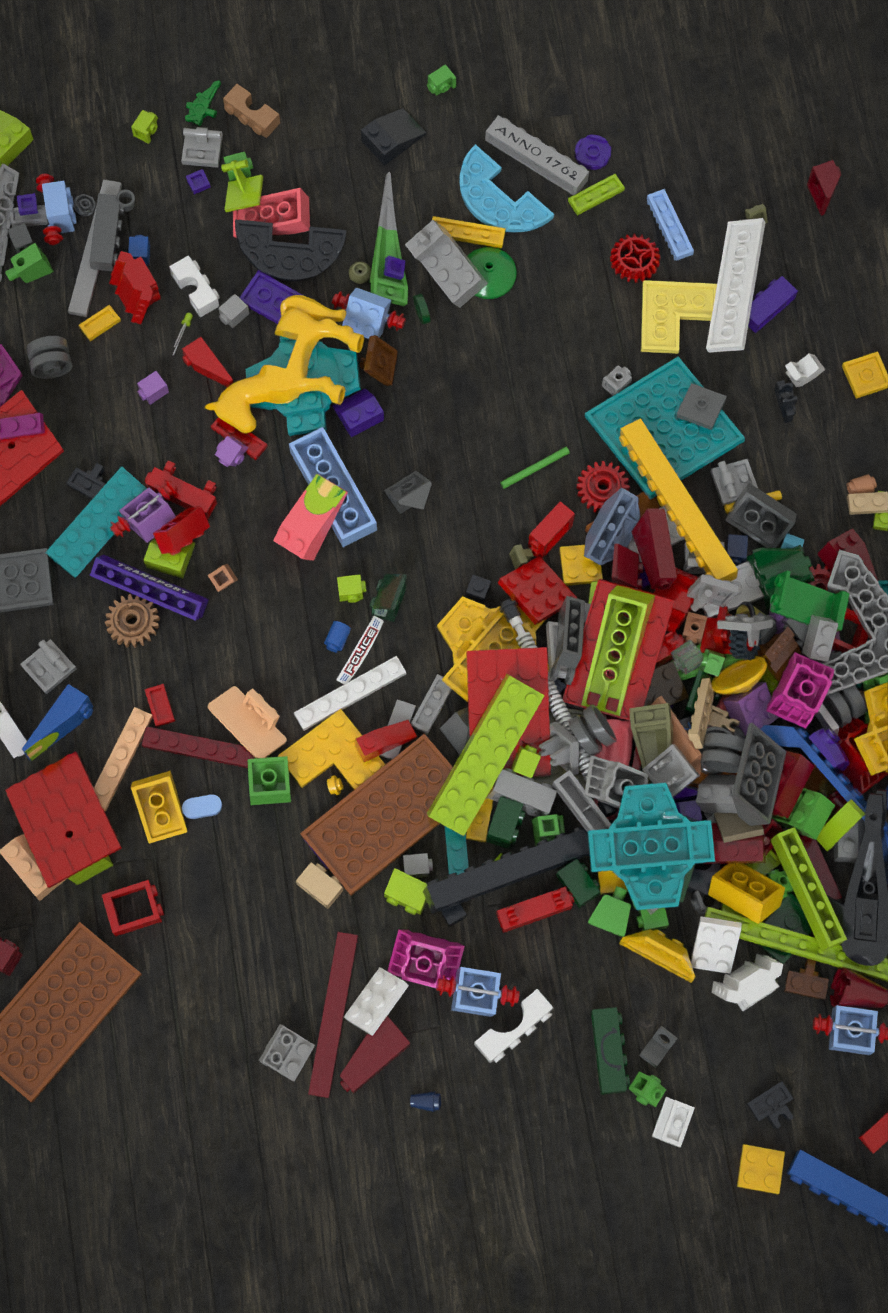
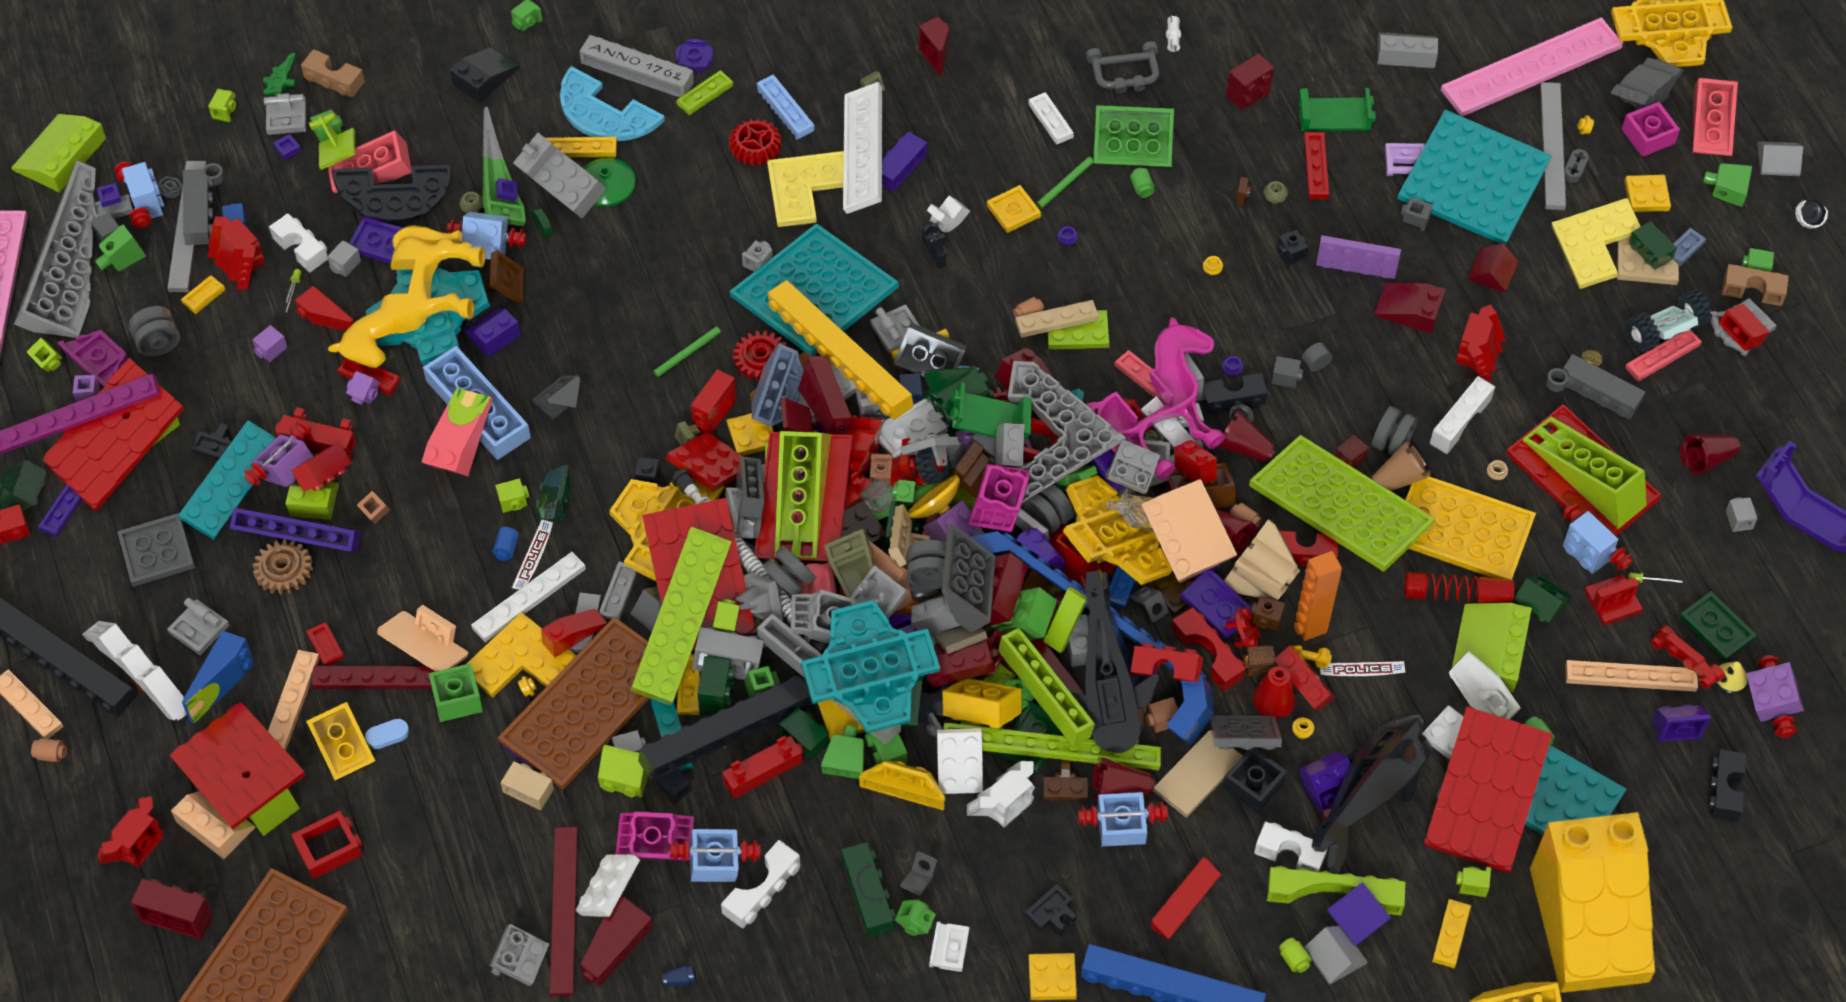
camera: 10 degrees left, 15 degrees down
(701, 406) = (848, 261): dark grey plate -> none
(711, 590) = (889, 421): light grey plate -> none

